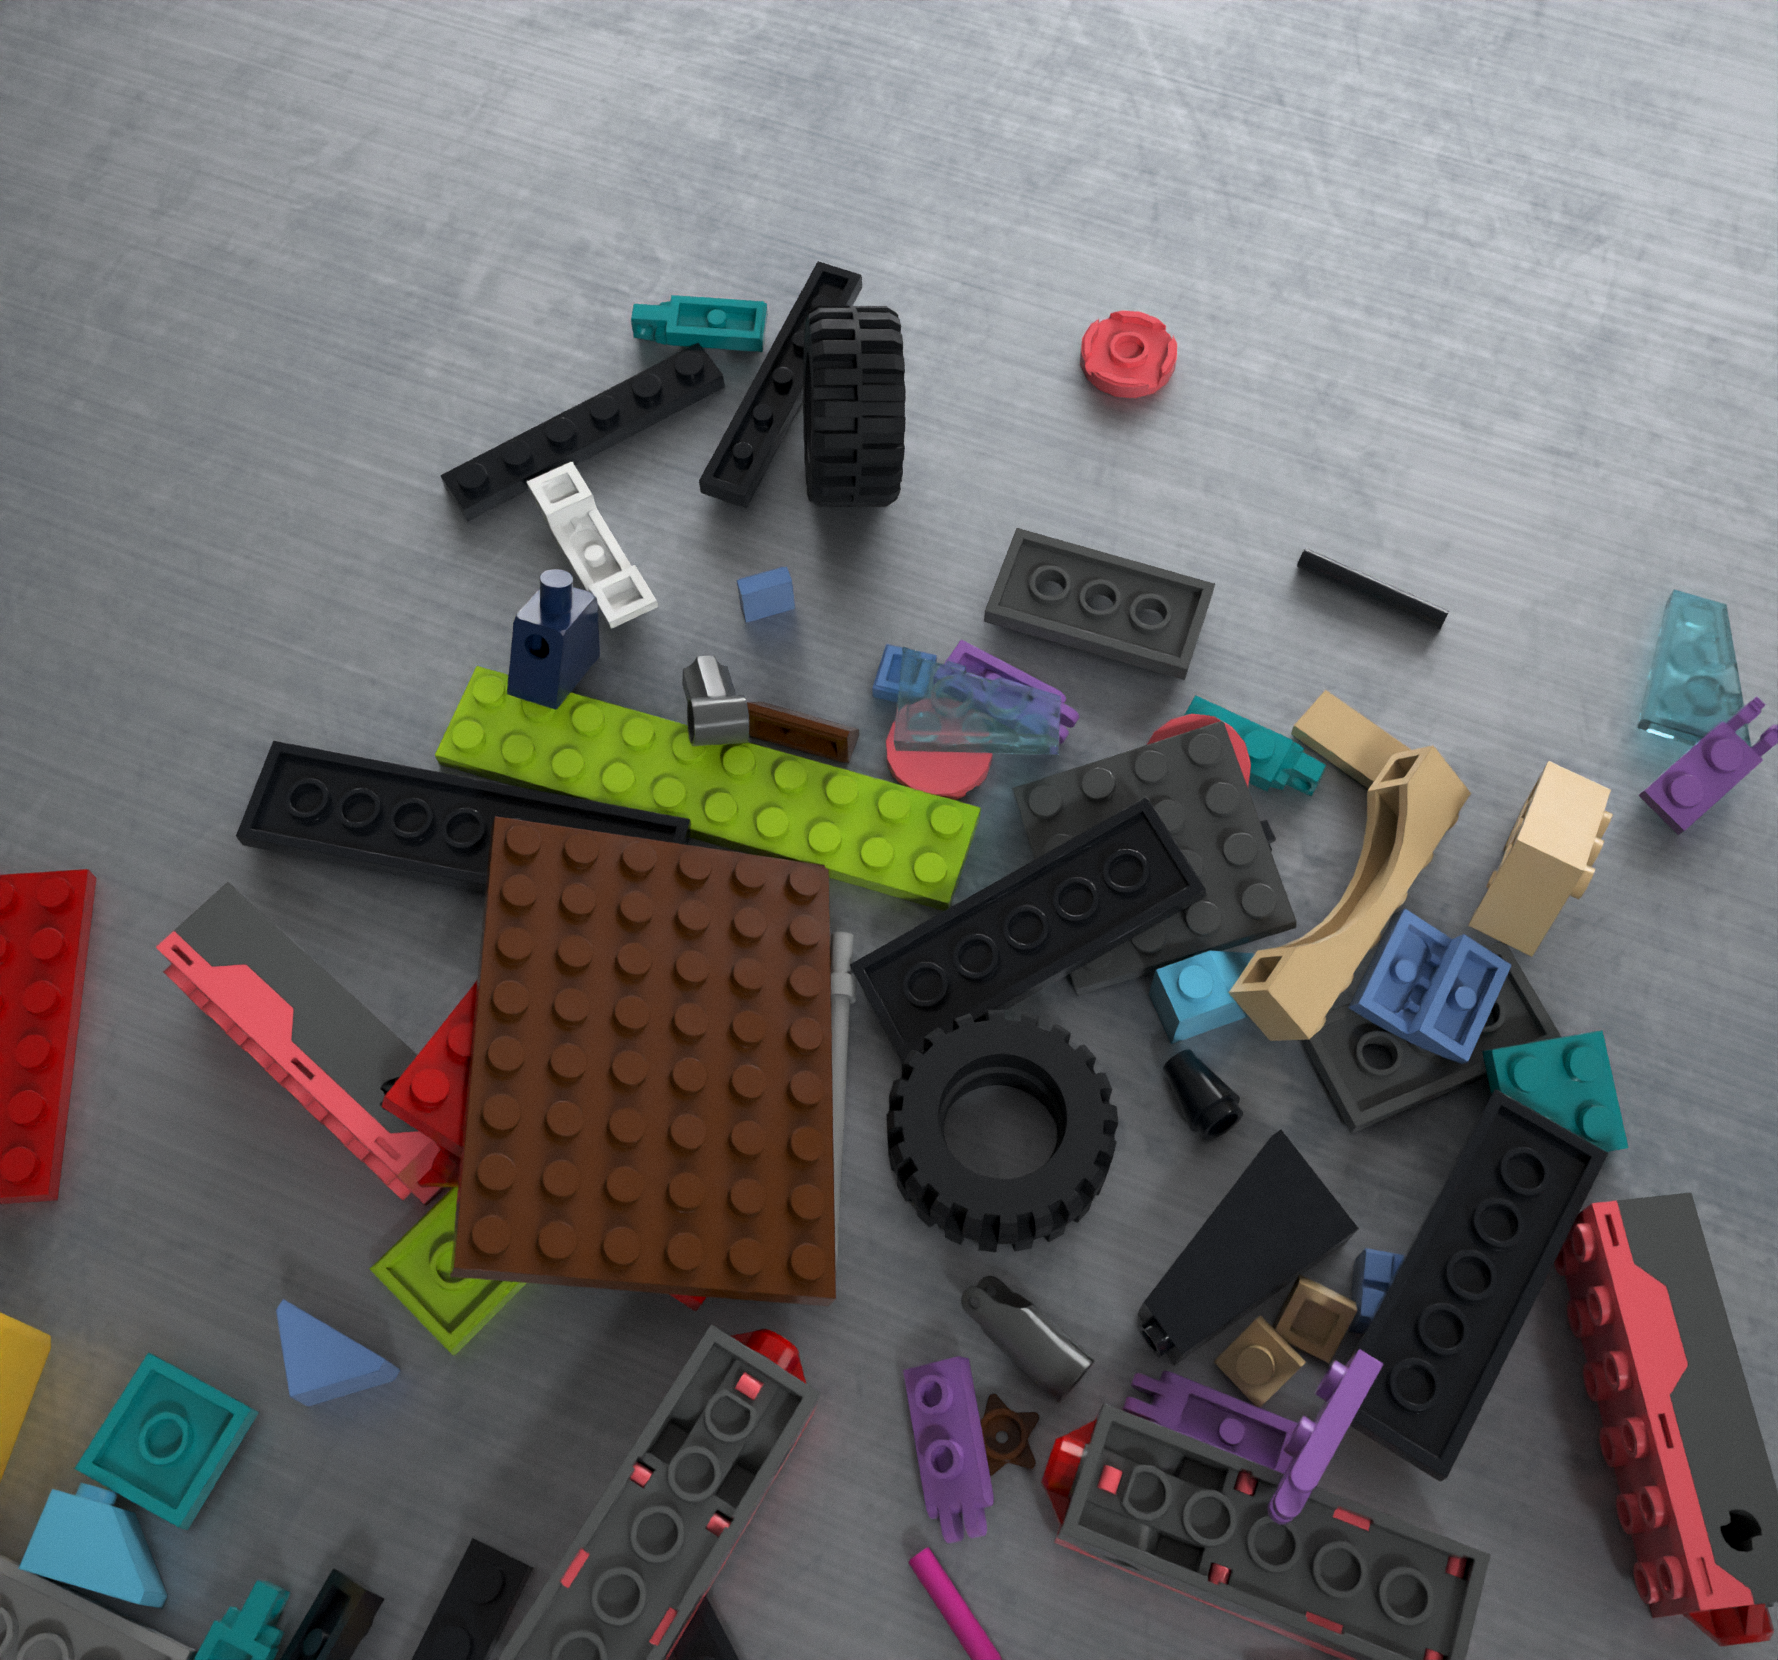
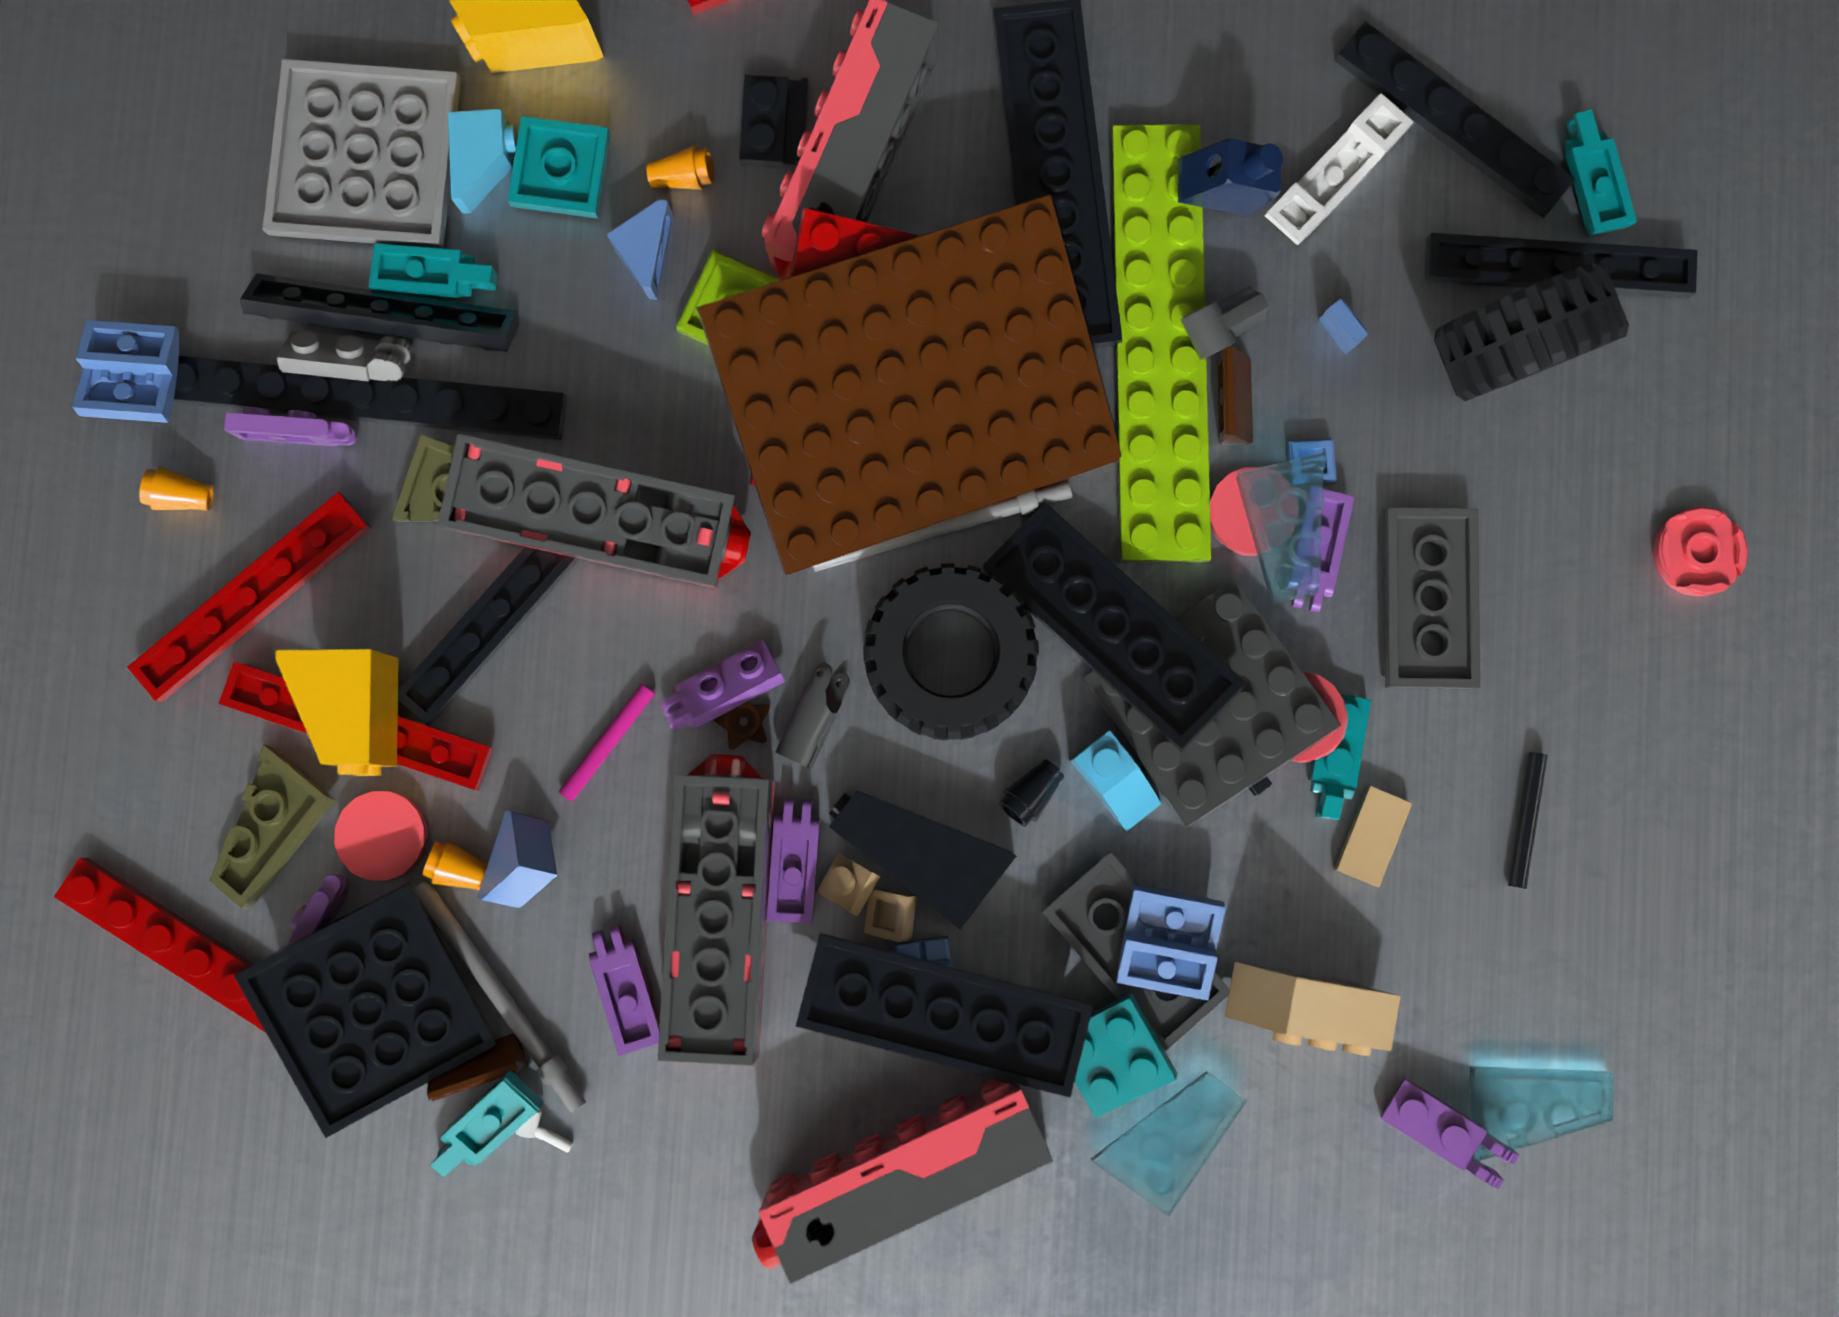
camera: 70 degrees right, 20 degrees up
(243, 1140) = (772, 120): none -> black plate
(249, 1275) = (682, 170): none -> light orange cone
(1316, 1441) = (782, 928): medium lavender hinge -> none
(1407, 815) = (1310, 893): tan arch -> none
(1674, 1066) = (1173, 1142): none -> clear light blue wing

